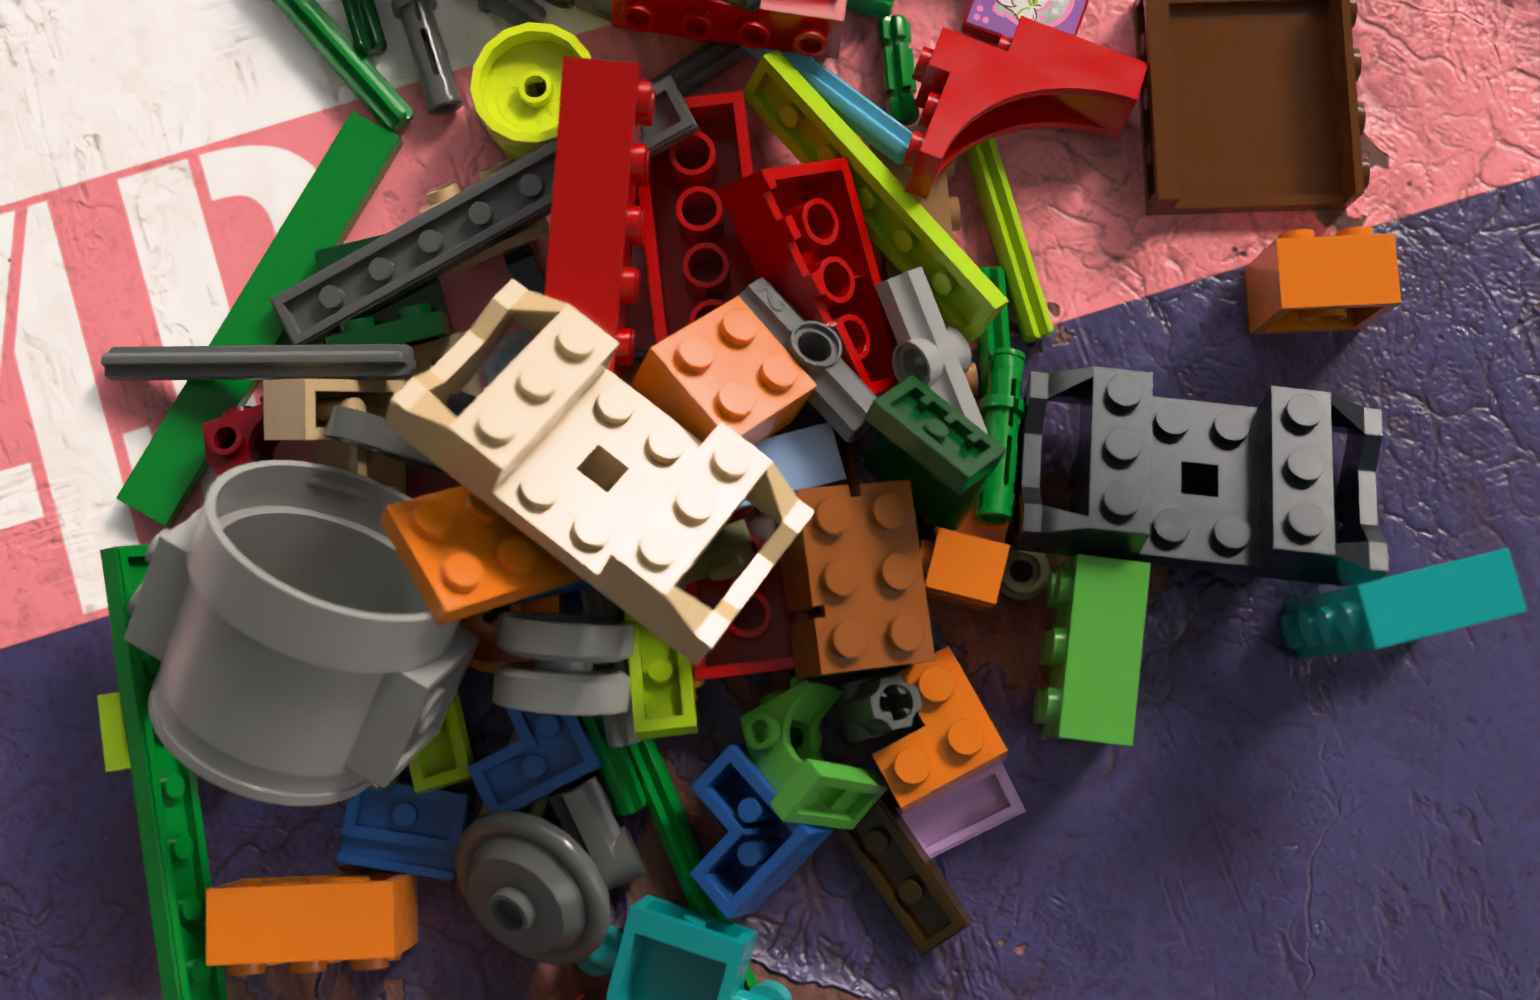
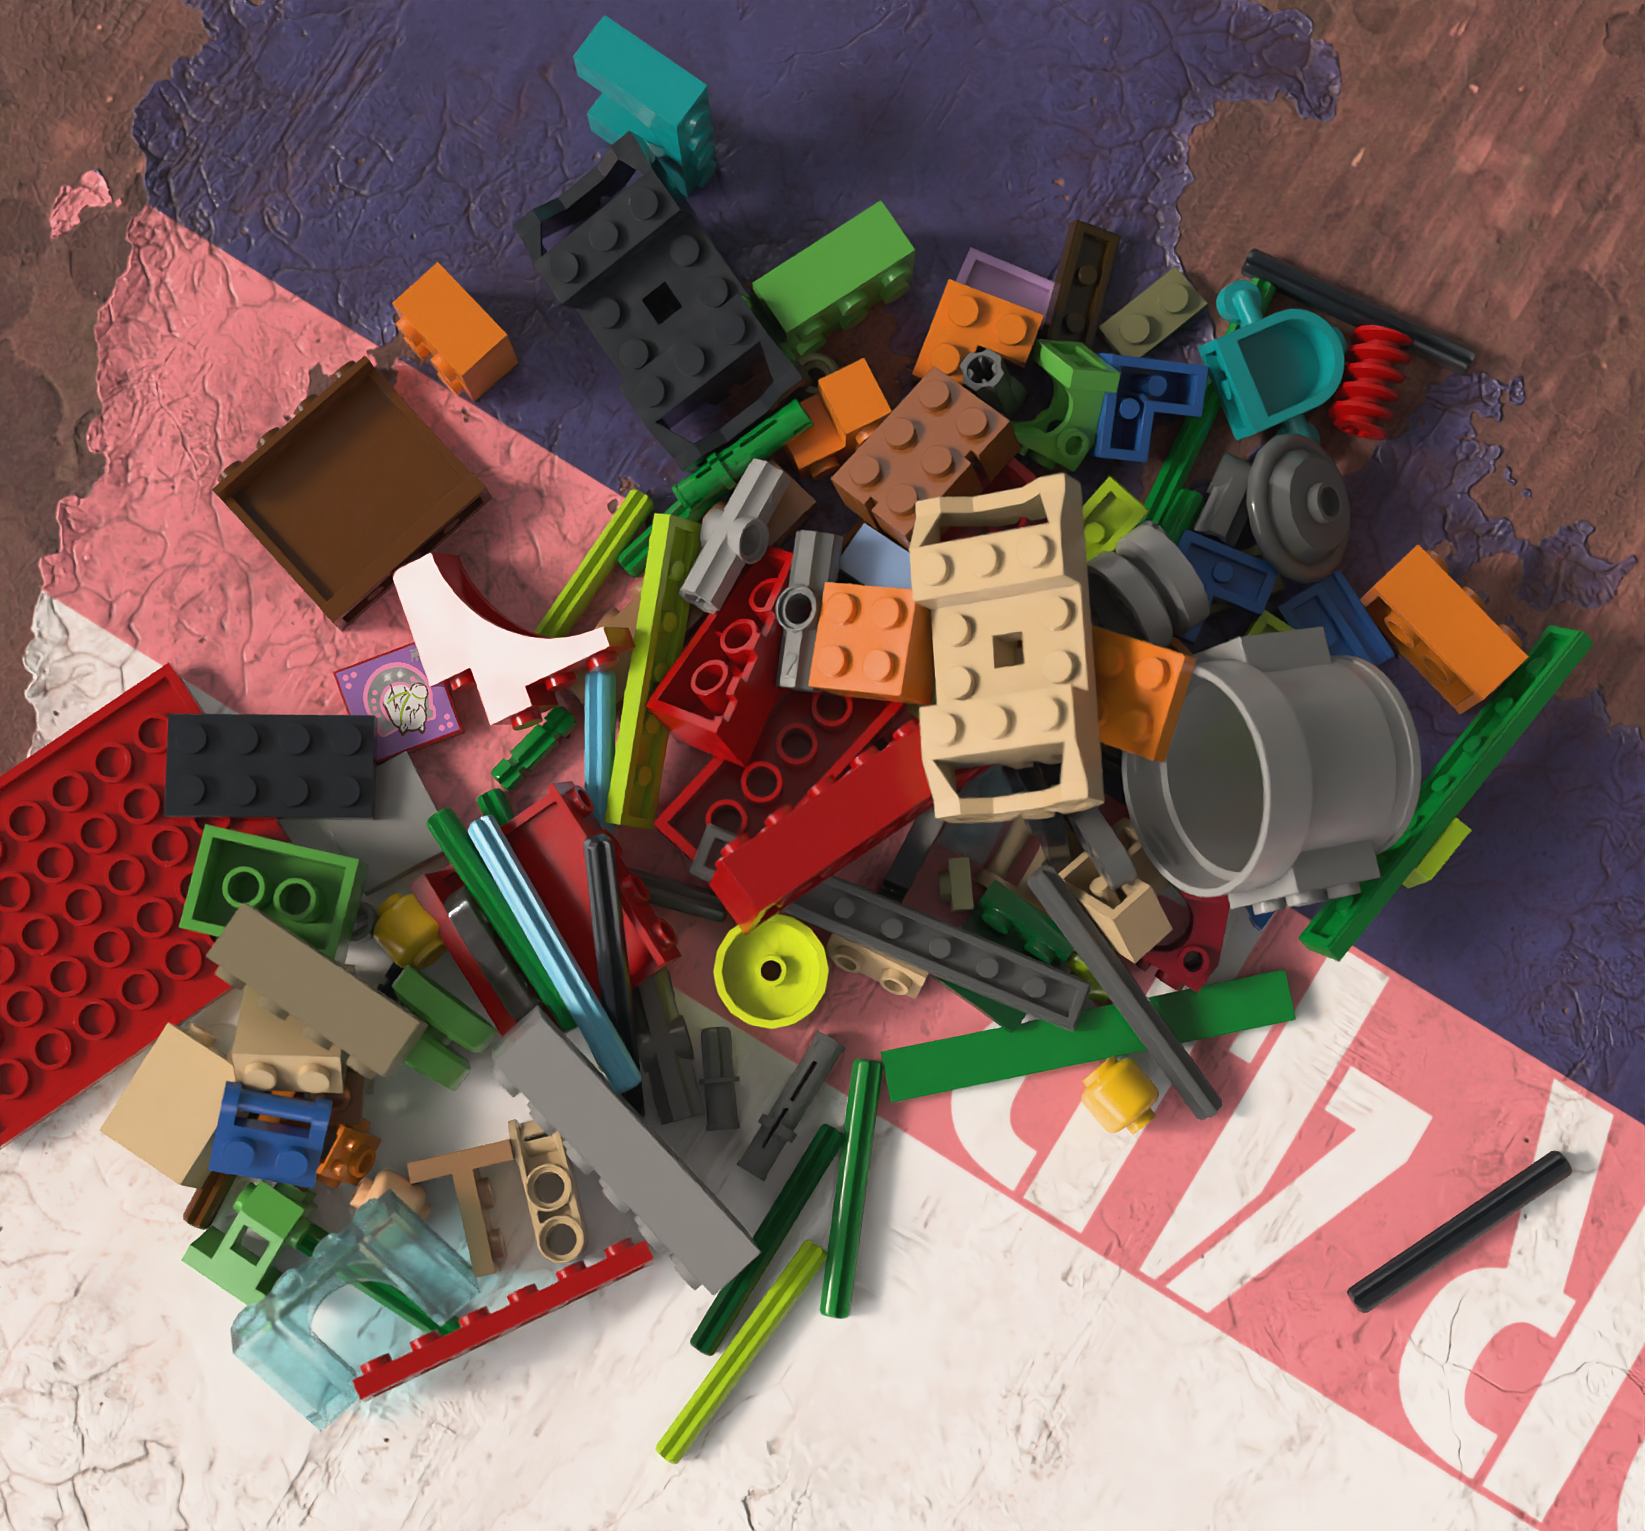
camera: 130 degrees left, 0 degrees up
(185, 294) = (1120, 1095): none -> yellow head
(464, 305) = (956, 885): none -> olive plate
(824, 920) = (1152, 316): none -> olive plate
(933, 448) = (798, 476): dark green bracket -> none

